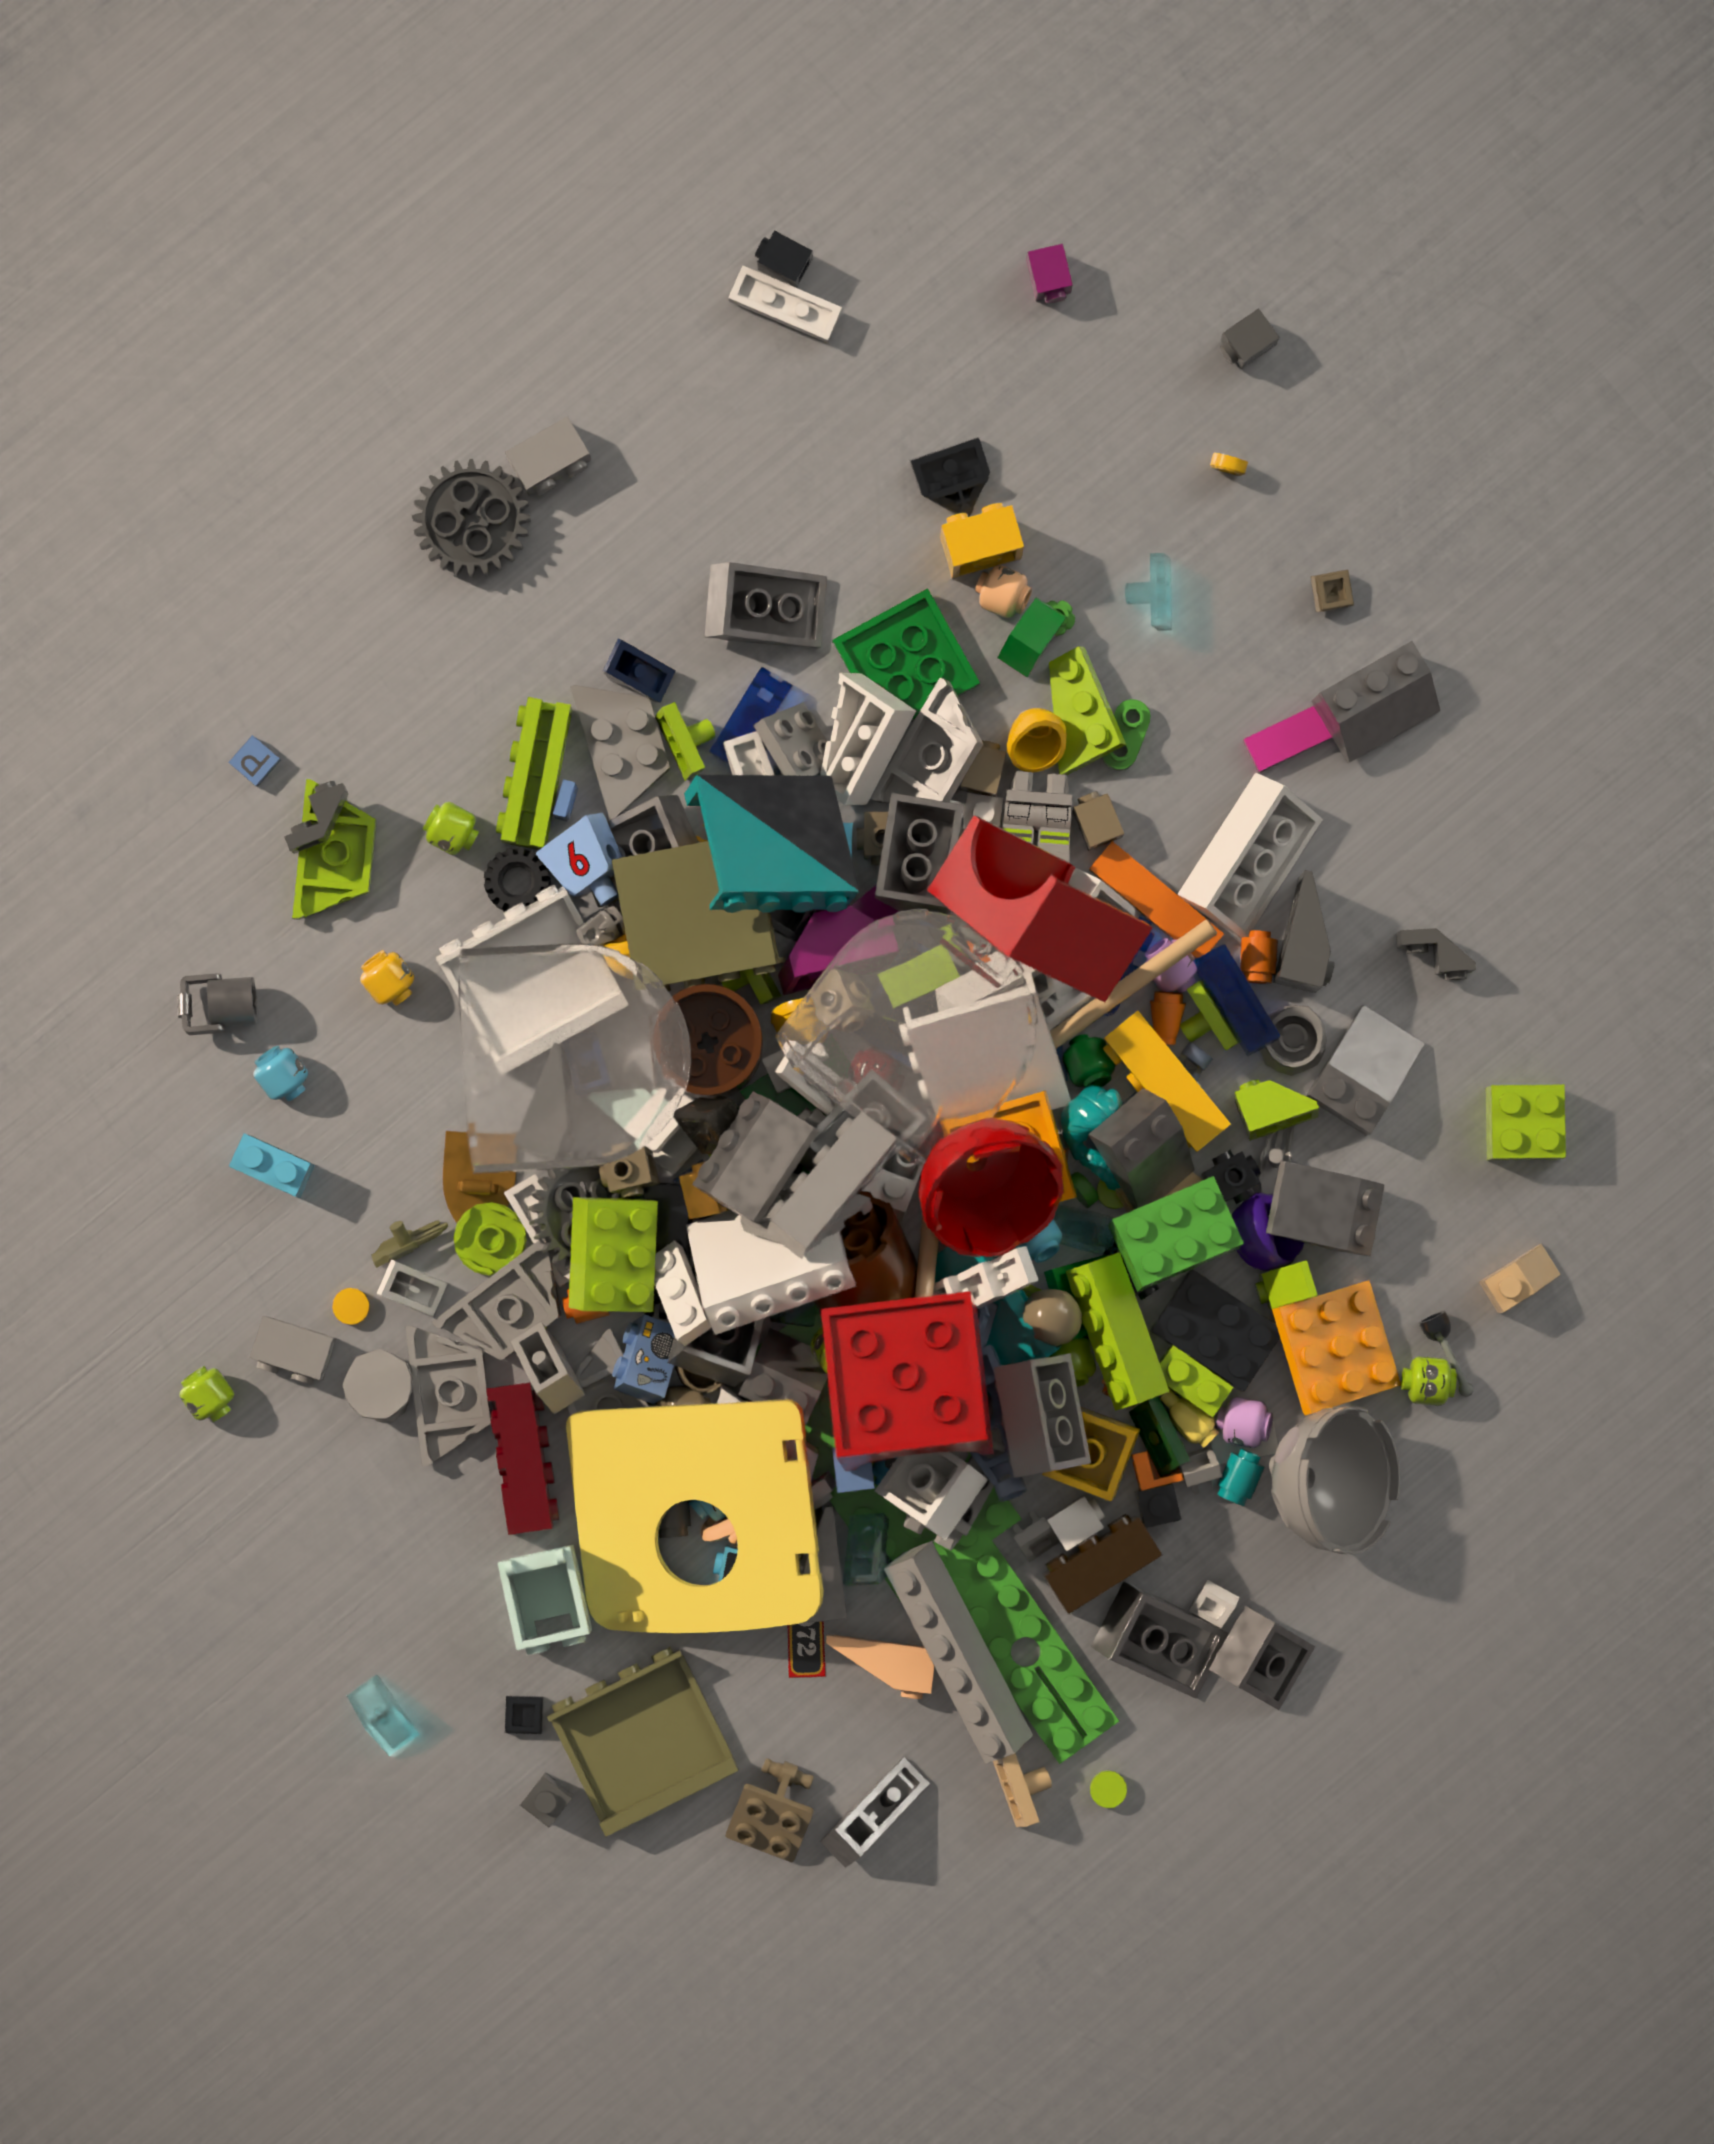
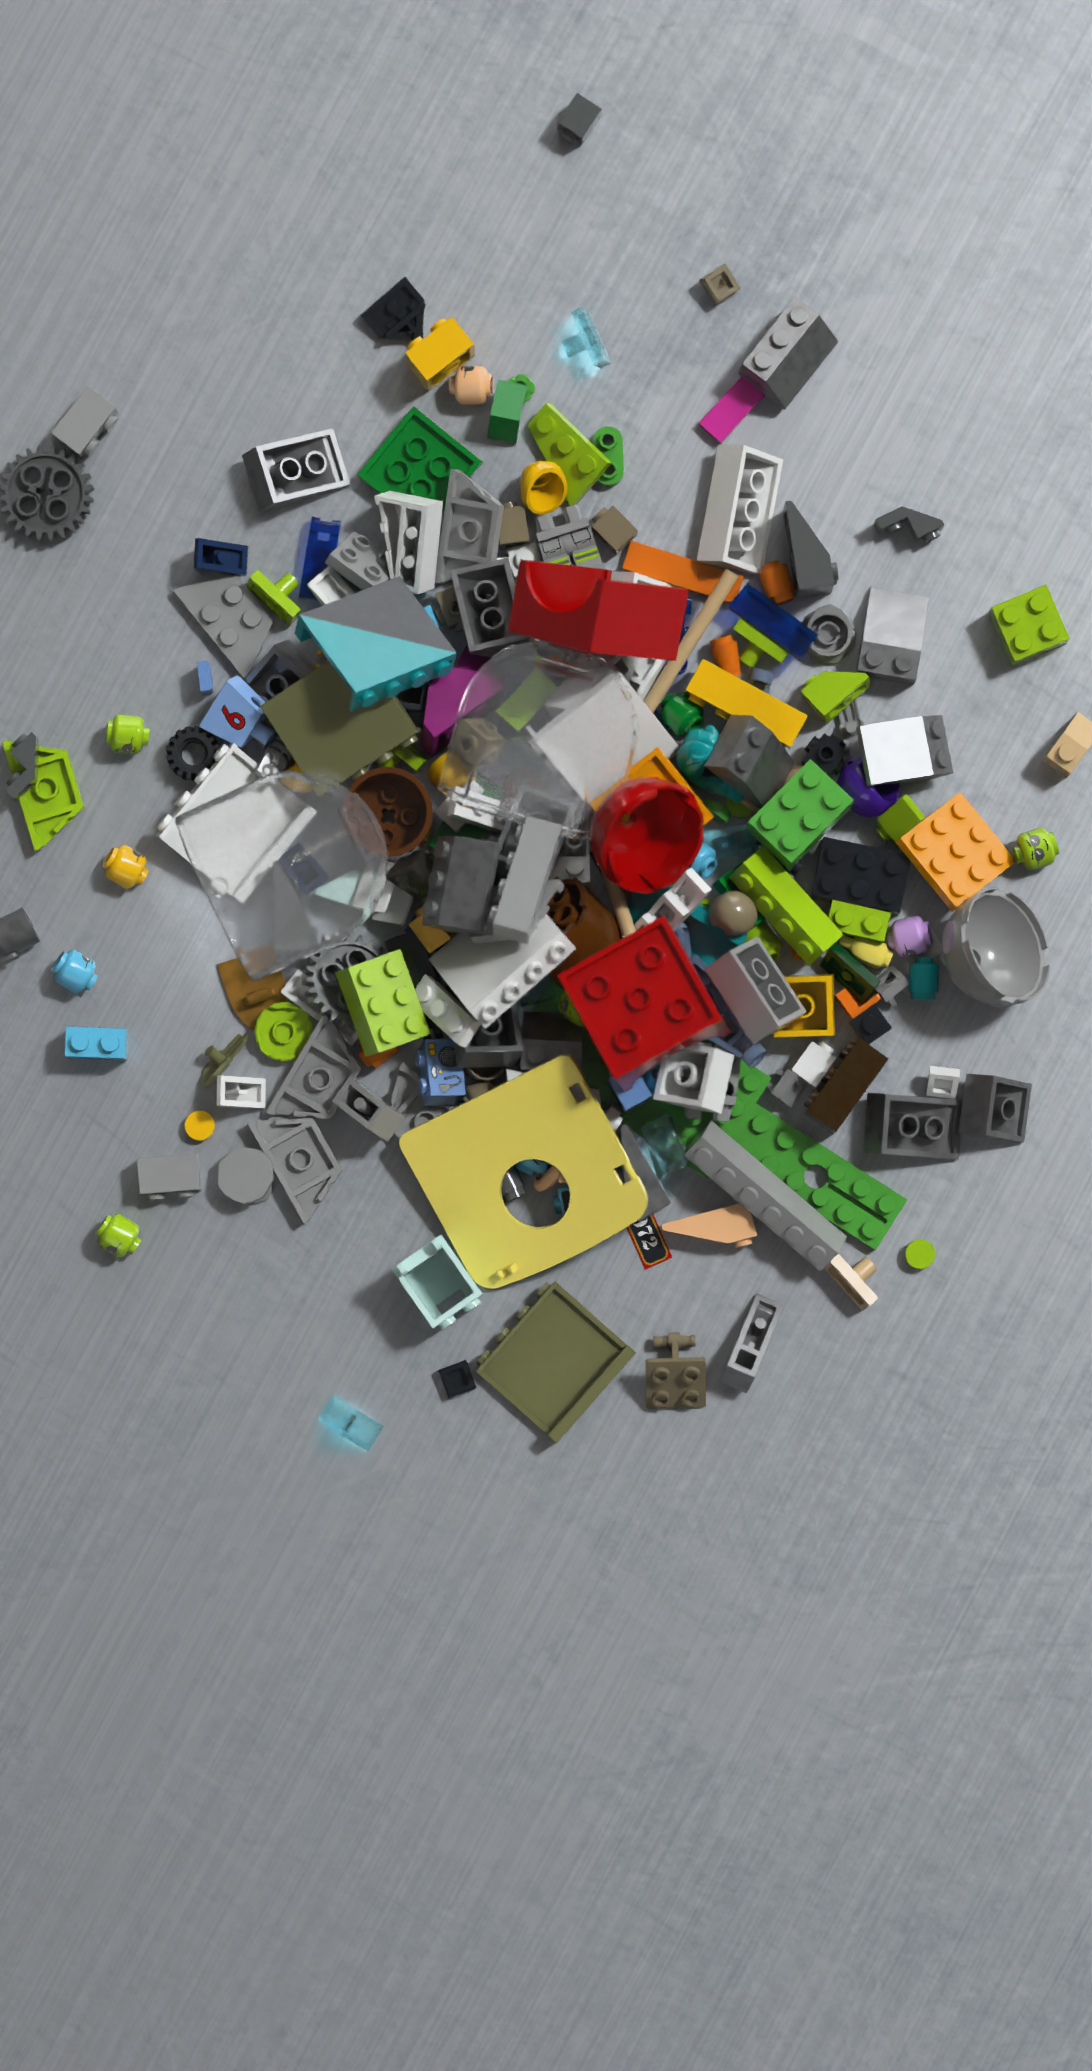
camera: 20 degrees left, 0 degrees up
(522, 1458) = (376, 1185): dark red wedge -> none
(536, 773) = (174, 667): lime brick -> none
(547, 1800) = (501, 1434): dark grey brick -> none
(641, 1174) = (379, 936): dark tan brick -> none
(783, 258) = (201, 201): black brick -> none
(785, 304) = (216, 235): white plate -> none
(1049, 273) = (408, 131): magenta brick -> none
(1177, 977) = (722, 621): lavender head -> none
(1229, 464) = (602, 220): yellow tile -> none
(1437, 1328) = (1026, 807): hinge -> none

